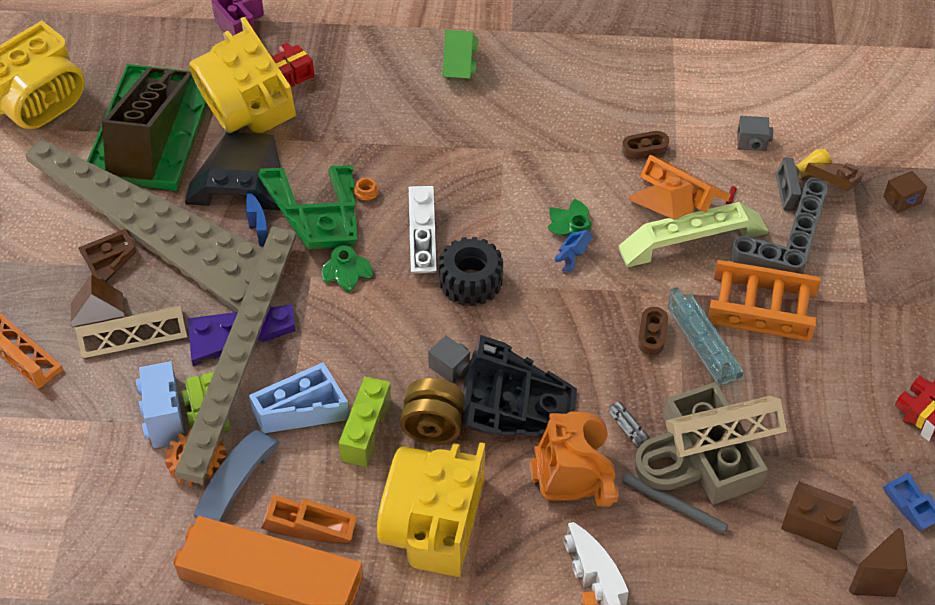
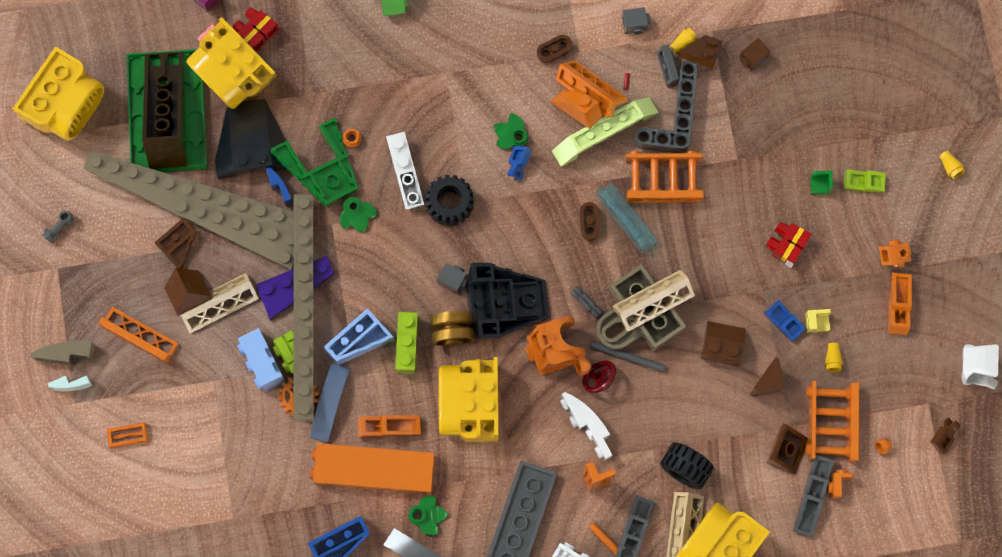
camera: 15 degrees left, 25 degrees up
(629, 516) = (602, 379): none -> dark red piece

